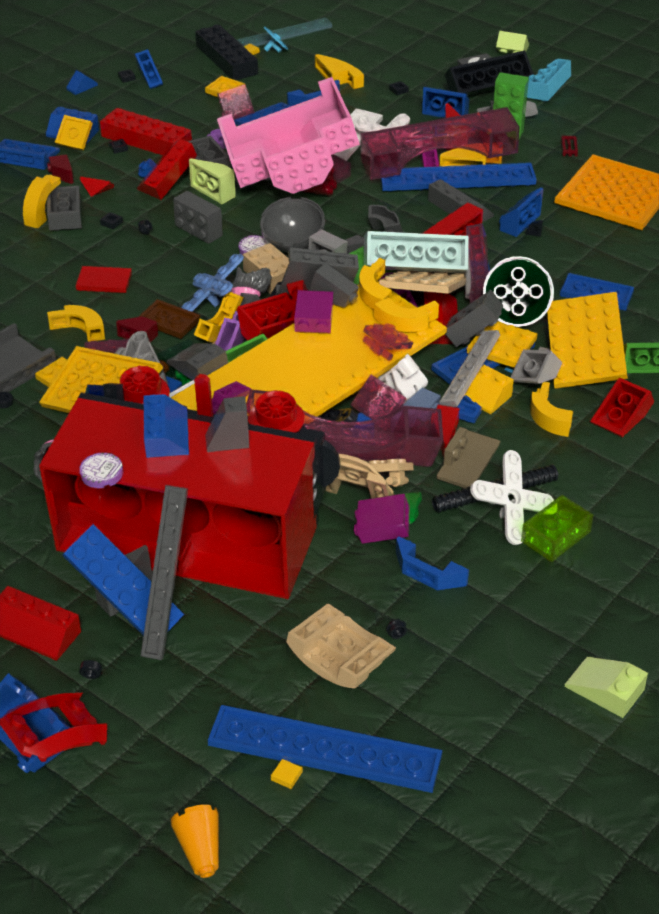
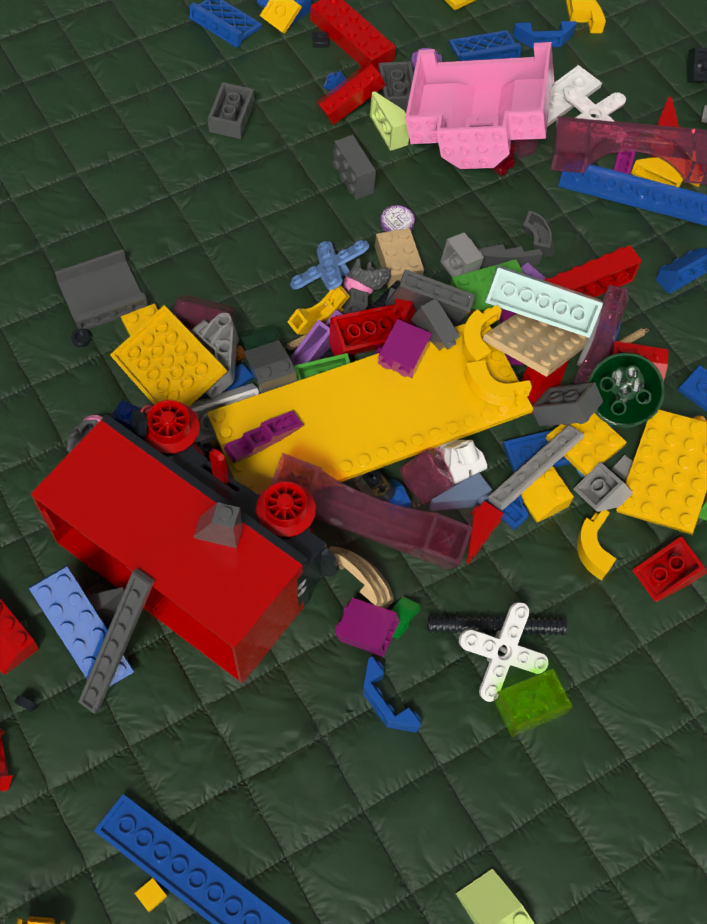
camera: 15 degrees right, 20 degrees up
(35, 200) = (206, 92): yellow arch -> none
(60, 167) = (251, 53): dark red slope -> none
(78, 317) = (191, 260): yellow arch -> none
(96, 186) = (275, 88): red slope -> none
(101, 470) = (82, 525): tile -> none
(103, 279) = (234, 214): red tile -> none
(111, 220) = (273, 138): black tile -> none
(128, 327) = (239, 295): dark red slope -> none
(145, 226) = (301, 159): black plate -> none
(165, 427) = (163, 495): blue slope -> none
(171, 318) = (274, 289): reddish brown plate -> none
(236, 102) = (456, 22): clear pink plate -> none
(291, 223) = (440, 211): dark grey piece -> none
(338, 647) = (260, 769): tan slope -> none
(385, 337) = (461, 410): clear pink plate -> none
(396, 470) = (400, 567): tan plate -> none
(396, 628) = (324, 763): black plate -> none
(399, 88) = (637, 47): black tile -> none
(435, 100) = (666, 85): blue slope -> none
(451, 199) = (627, 228): dark grey slope -> none
(467, 457) = (486, 575): dark tan bracket -> none
(535, 228) = (691, 292): black tile -> none

